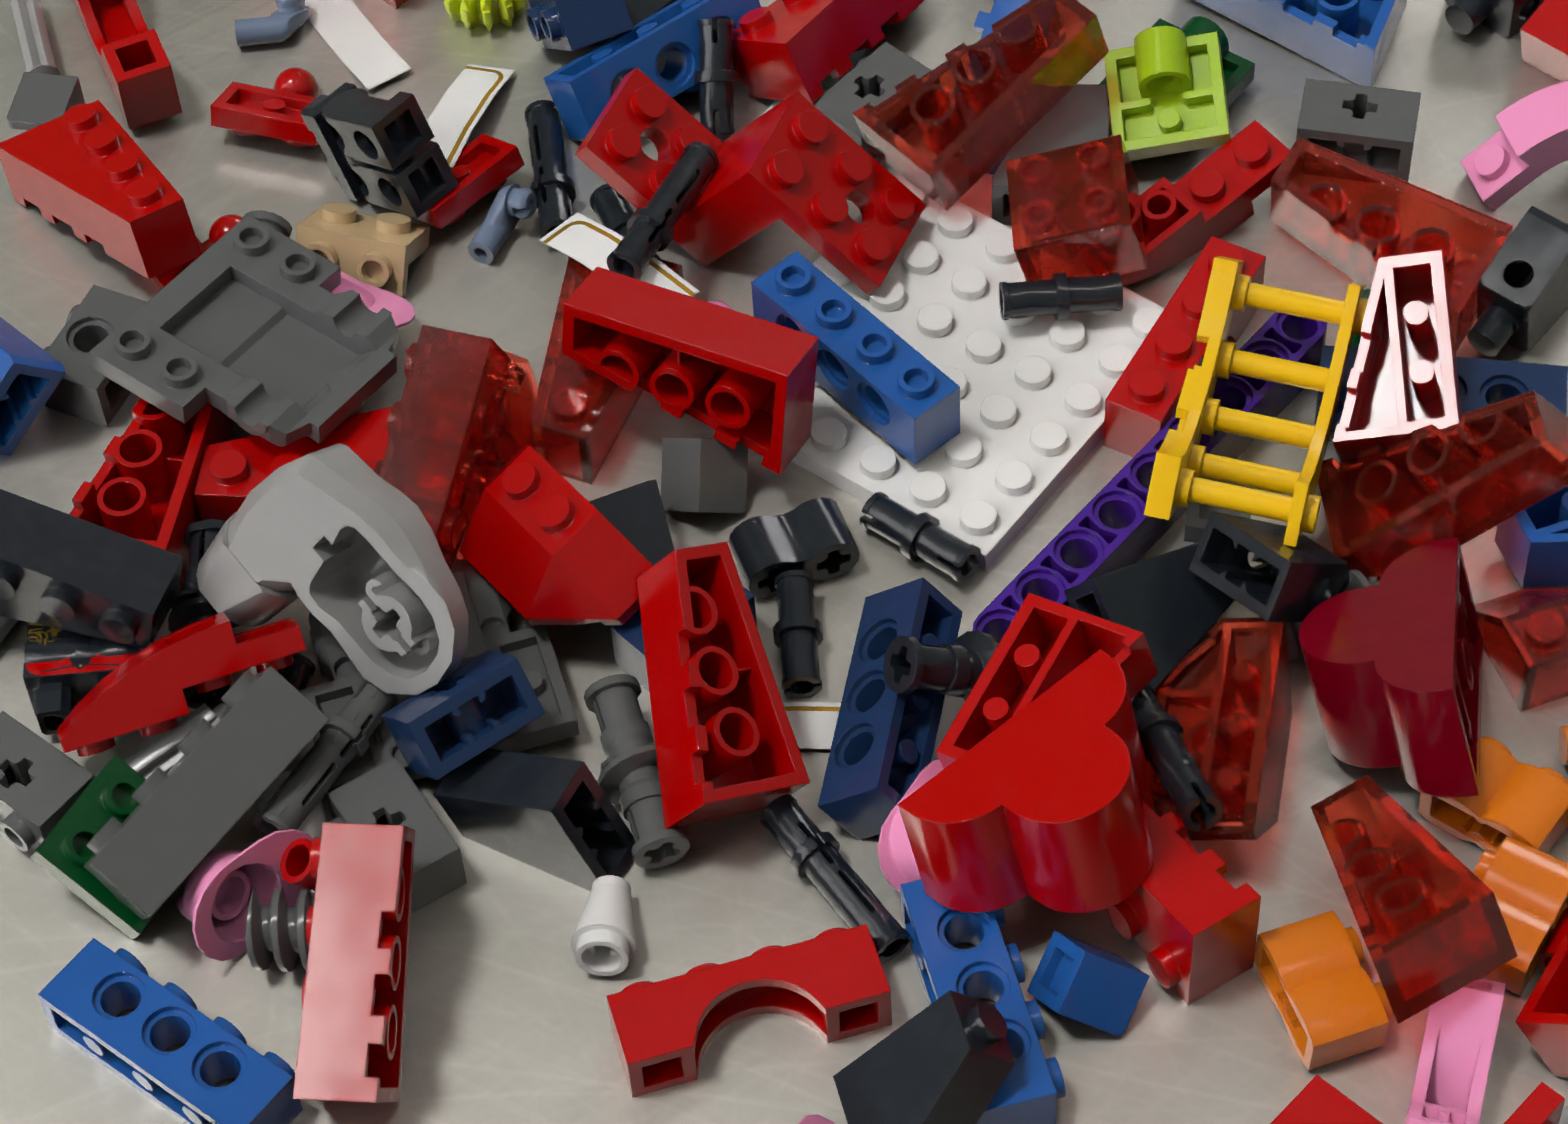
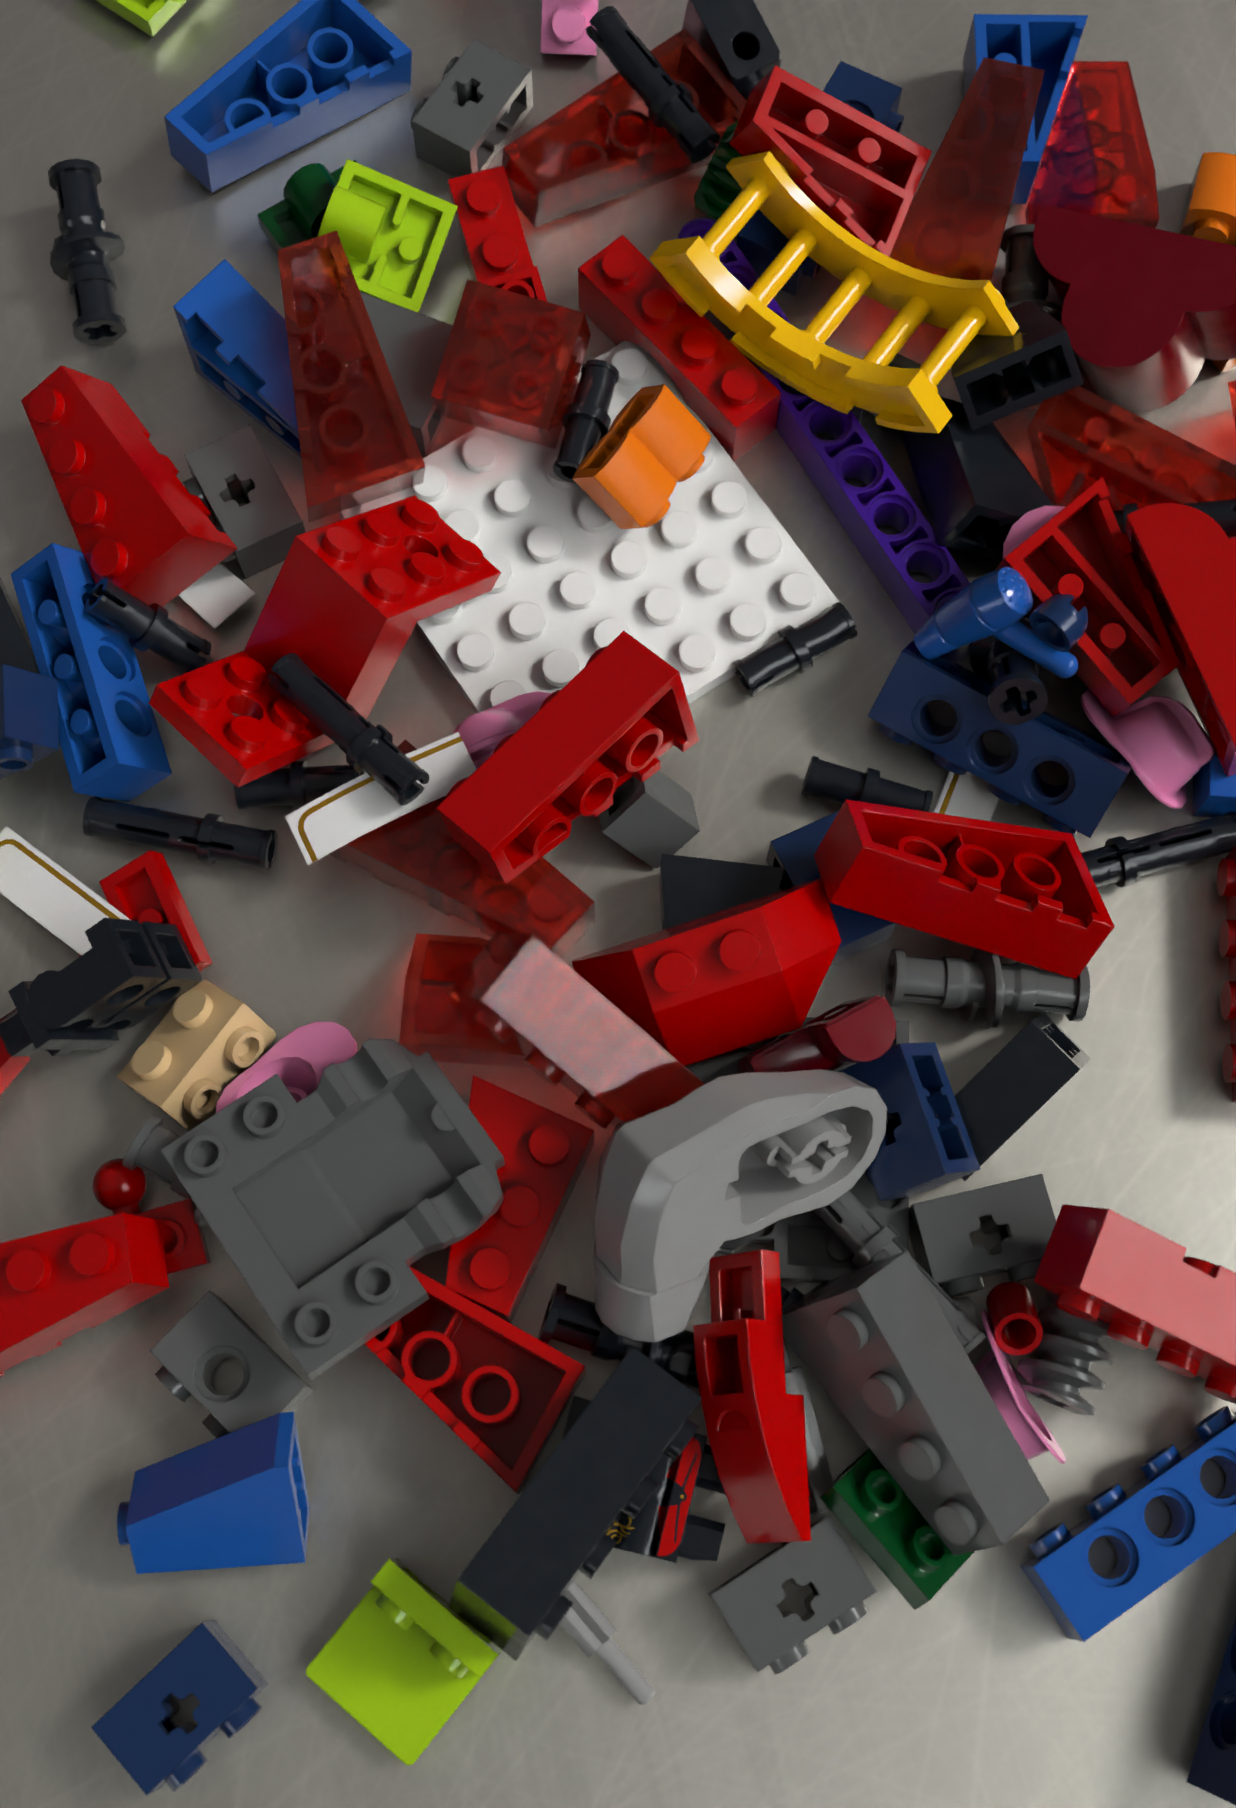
camera: 75 degrees left, 20 degrees up
(507, 209) = (223, 905): sand blue arm -> none
(515, 626) = (843, 1035): none -> dark red brick
(605, 928) = (1140, 1068): white cone -> none
(804, 539) = (768, 762): black axle -> none
(862, 359) = (563, 627): blue brick -> none
(976, 608) = (986, 609): none -> blue piece
(979, 648) = (1059, 622): none -> dark blue hinge
(1032, 337) = (643, 458): none -> orange brick
(1453, 169) = (667, 102): none -> black pin

